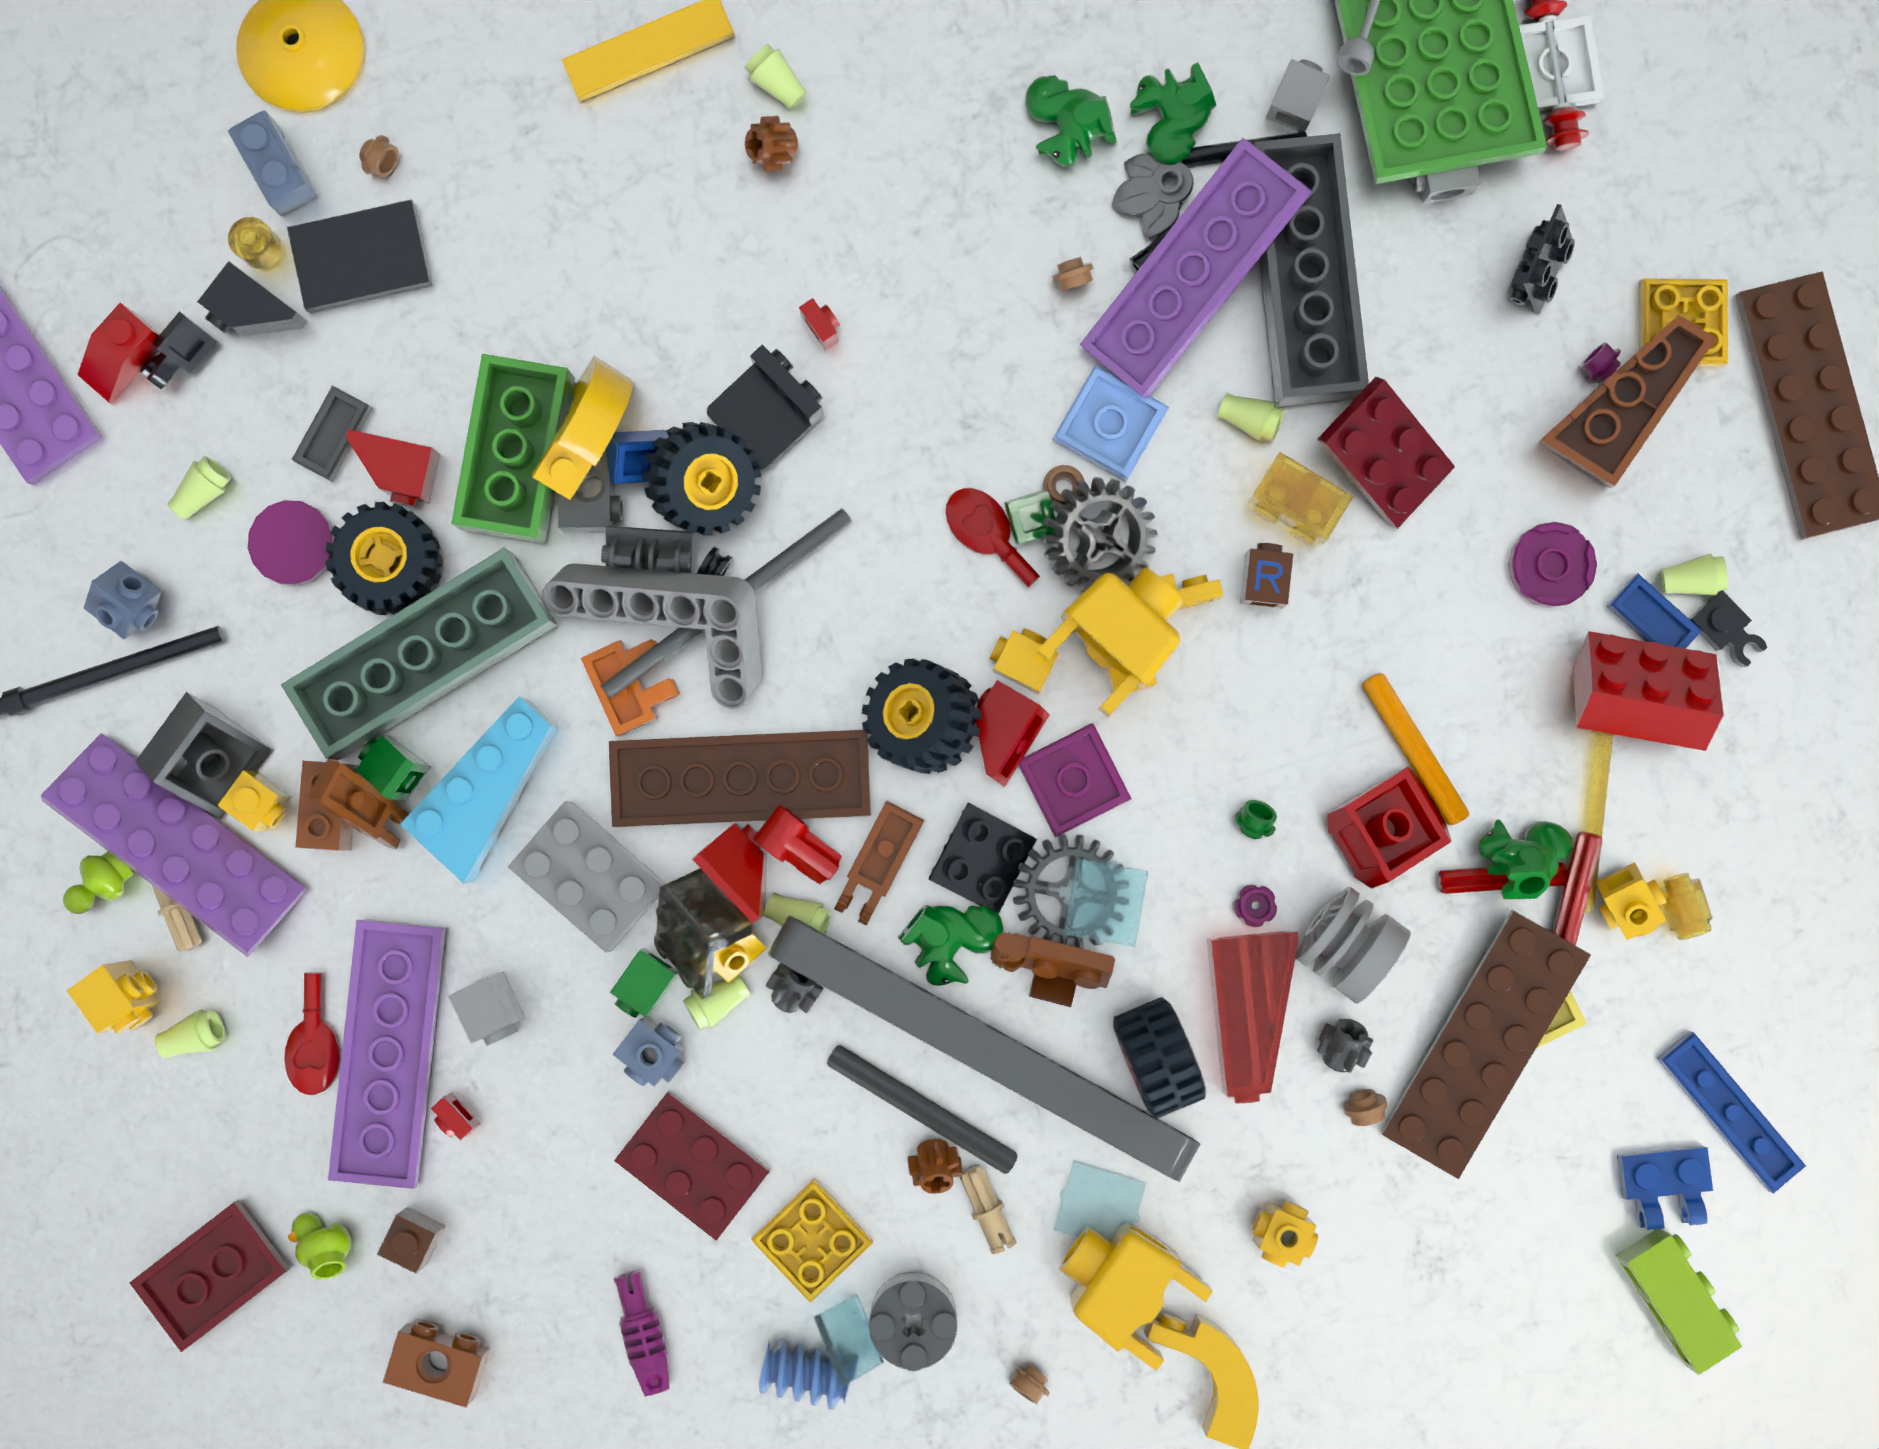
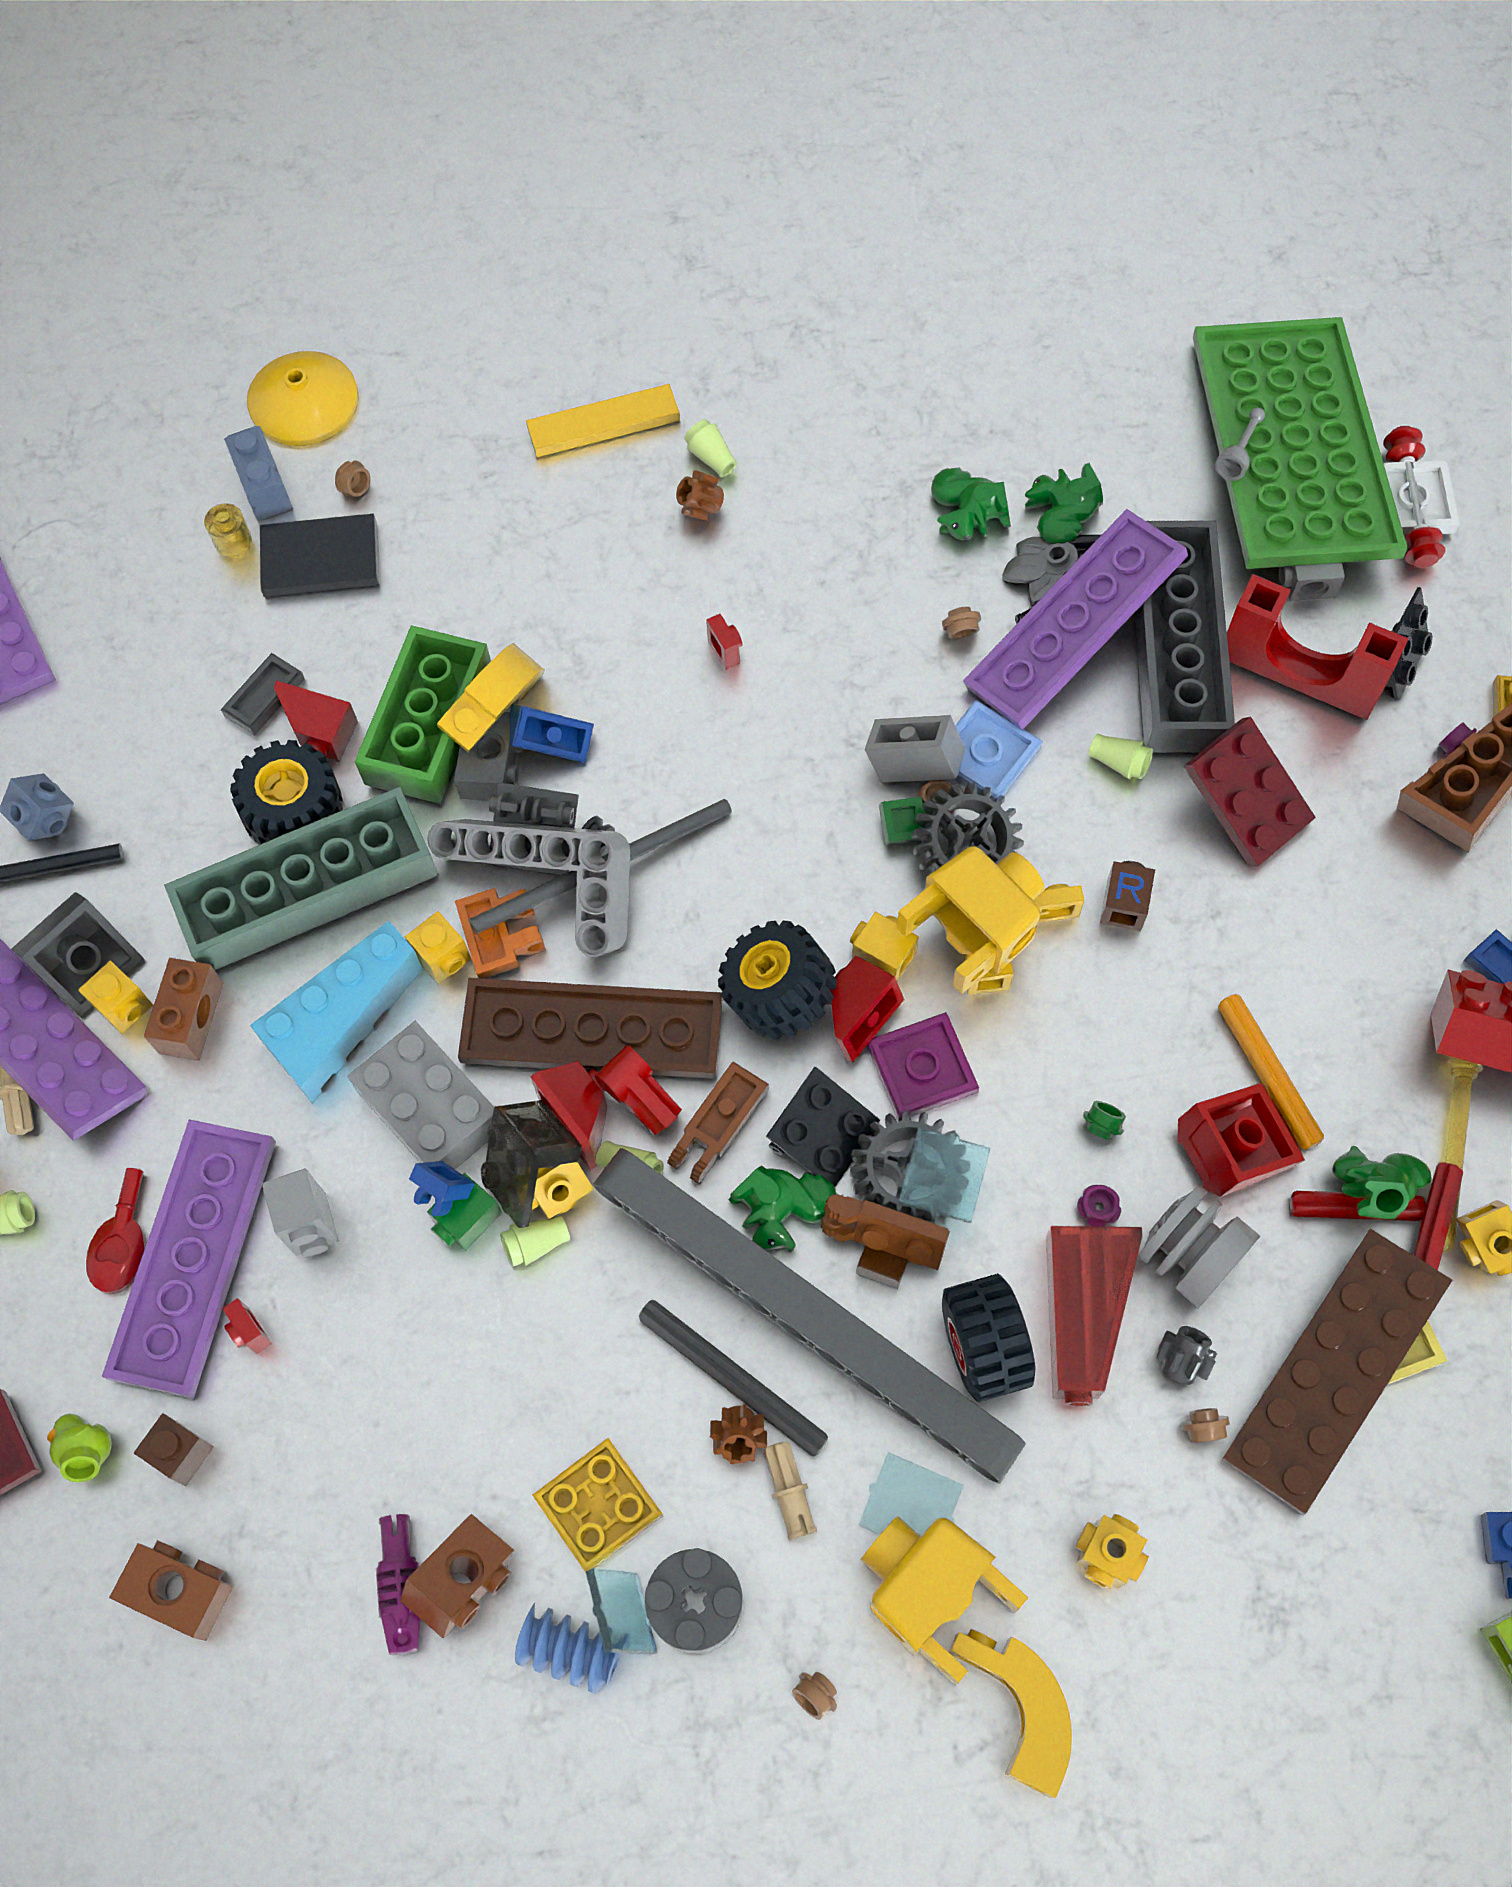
camera: 10 degrees right, 20 degrees down
(117, 352) = (87, 606): red slope -> none
(180, 345) = (143, 606): black plate -> none
(200, 486) = (131, 723): yellowish green cone -> none
(246, 306) = (210, 581): black slope -> none
(290, 542) = (201, 779): magenta tile -> none
(356, 802) = (213, 999): dark orange hinge -> none
(391, 768) = (256, 980): green slope -> none
(573, 713) = (438, 947): none -> yellow brick
(620, 969) = (442, 1182): none -> blue tile
(635, 1056) = (458, 1280): sand blue brick -> none
(678, 1345) = (468, 1551): none -> dark orange brick
(692, 1165) = (483, 1410): dark red plate -> none
(702, 478) = (581, 758): black wheel -> none
(767, 407) = (666, 705): black bracket -> none
(792, 990) = (614, 1233): dark grey gear -> none
(985, 529) = (858, 831): red piece -> none
(1037, 441) = (915, 748): none -> light grey brick
(1298, 95) = (1178, 496): light grey brick -> none
(1299, 500) = (1163, 826): clear yellow brick -> none
(1489, 307) = (1342, 680): none -> red arch
(1552, 564) = (1410, 915): magenta tile -> none

